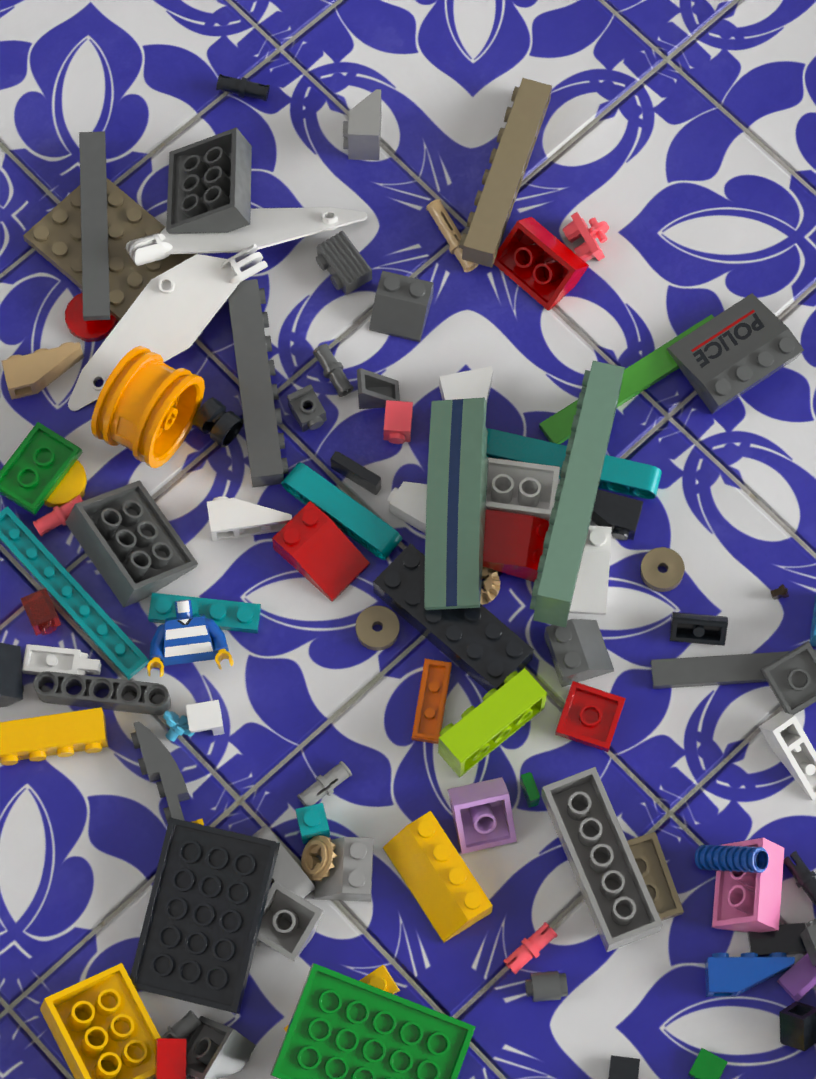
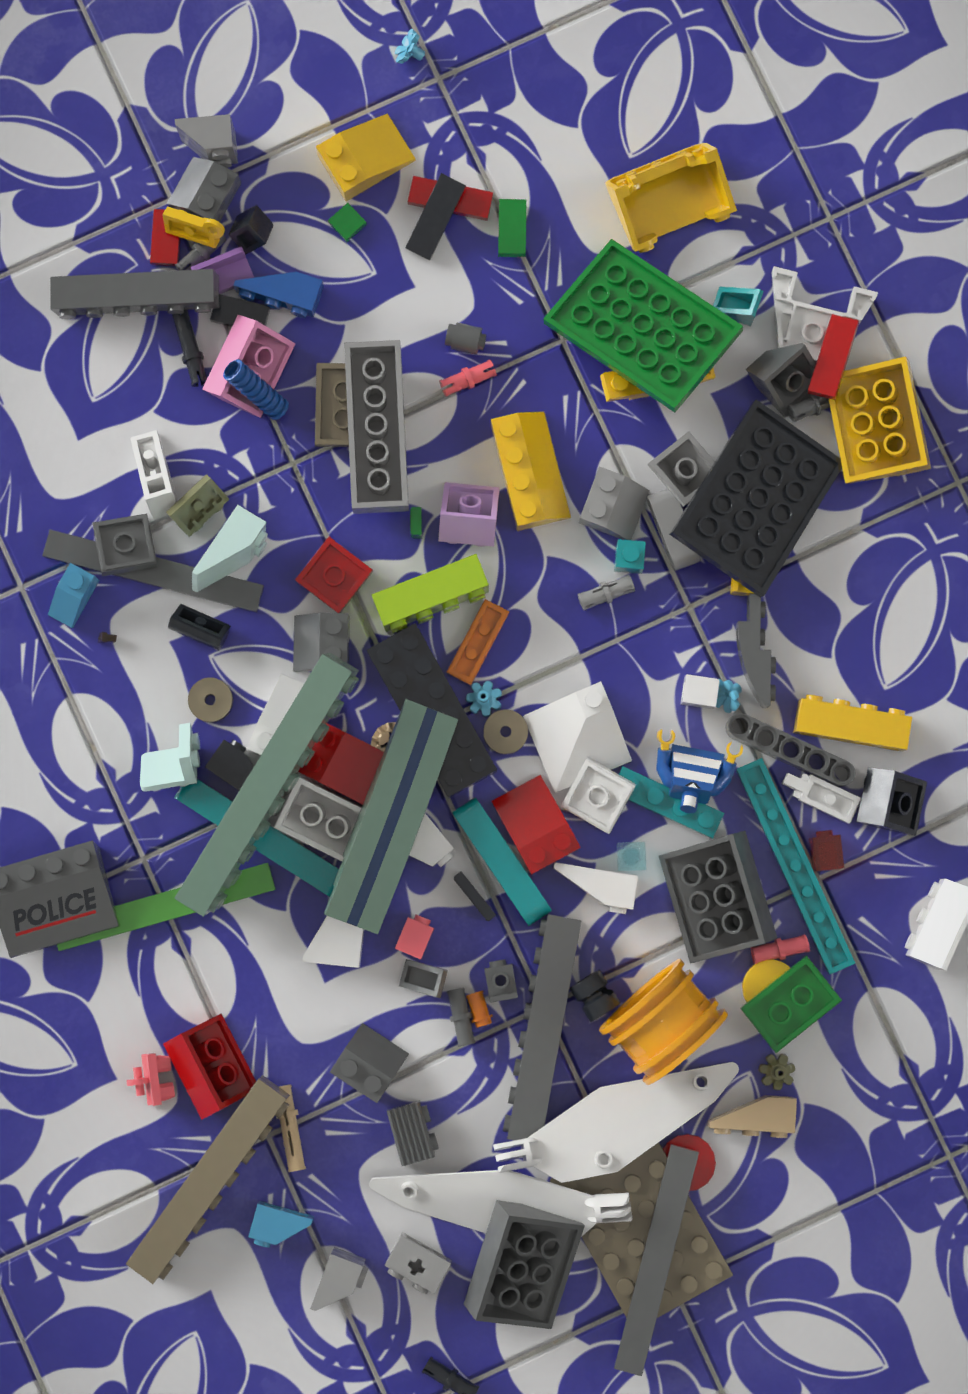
camera: 160 degrees left, 15 degrees up
(31, 414) = (773, 1067): none -> olive plant
(223, 553) = (631, 856): none -> clear light blue plate
(271, 595) = (598, 795): none -> white tile
(290, 169) = (433, 1262): none -> light grey brick
(308, 644) = (574, 730): none -> white slope
(311, 865) = (642, 521): tan gear -> none
(317, 379) = (479, 1009): none -> orange pin
(407, 656) = (486, 703): none -> medium azure plant
(433, 159) = (275, 1224): none -> dark azure slope
(675, 495) = (174, 765): none -> light aqua bracket
(693, 708) = (231, 549): none -> light aqua slope
(743, 734) = (197, 505): none -> olive bracket

